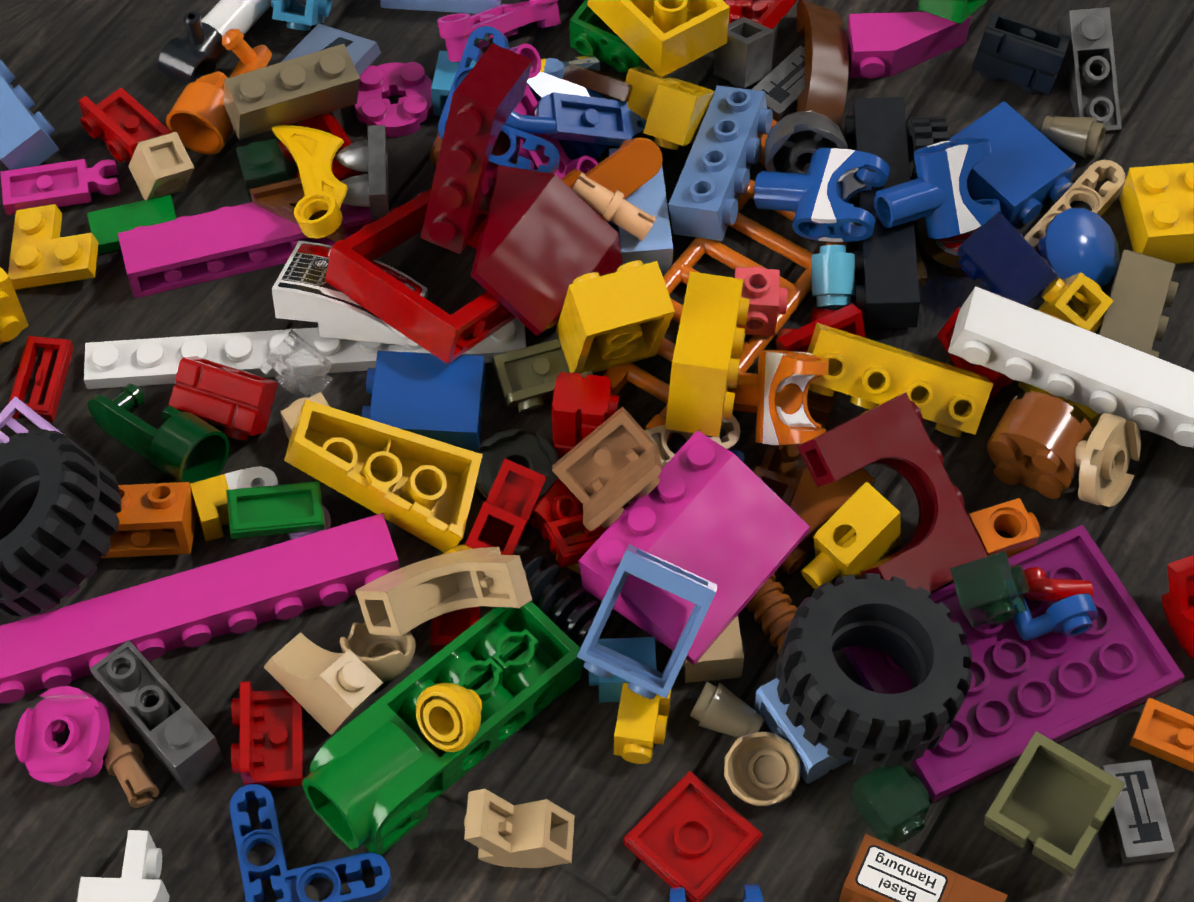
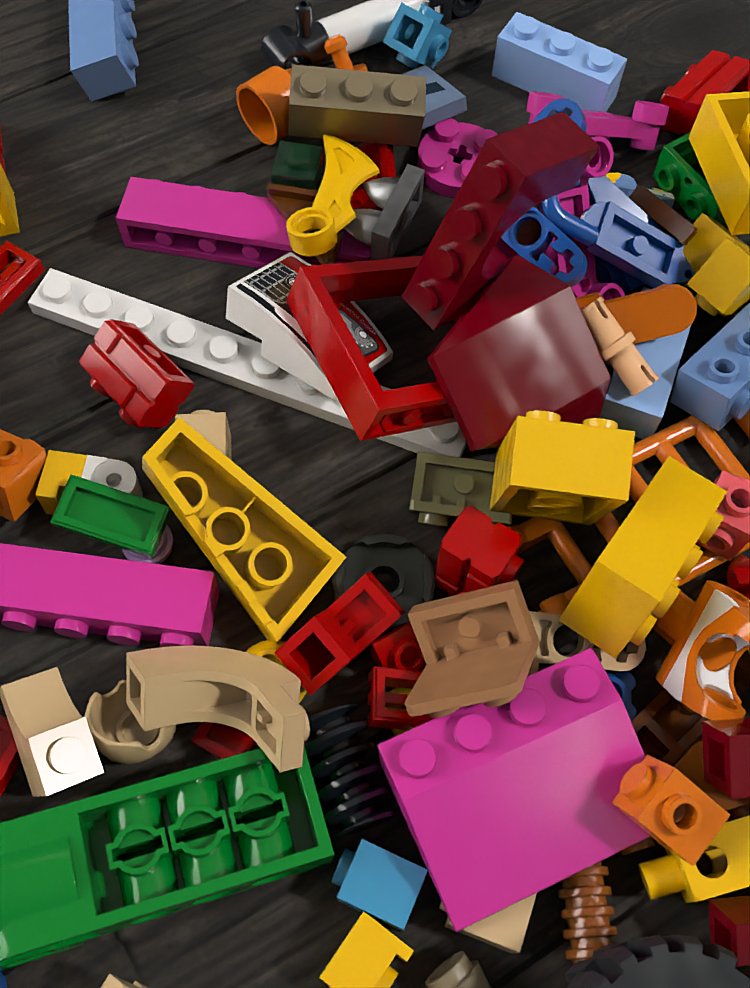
camera: 25 degrees right, 5 degrees up
(43, 256) = (67, 170): yellow plate -> none
(57, 184) = (114, 116): dark pink plate -> none
(108, 222) = (159, 168): green tile -> none
(120, 123) = (203, 91): red bracket -> none
(161, 166) = (207, 133): tan brick -> none
(180, 450) = (65, 408): dark green piece -> none
(299, 366) = (221, 375): clear brick -> none
(429, 396) = (326, 470): blue brick -> none
(449, 715) = (127, 876): yellow brick -> none
(669, 577) = (462, 837): medium blue window -> none
(798, 509) = (670, 808): none -> orange brick

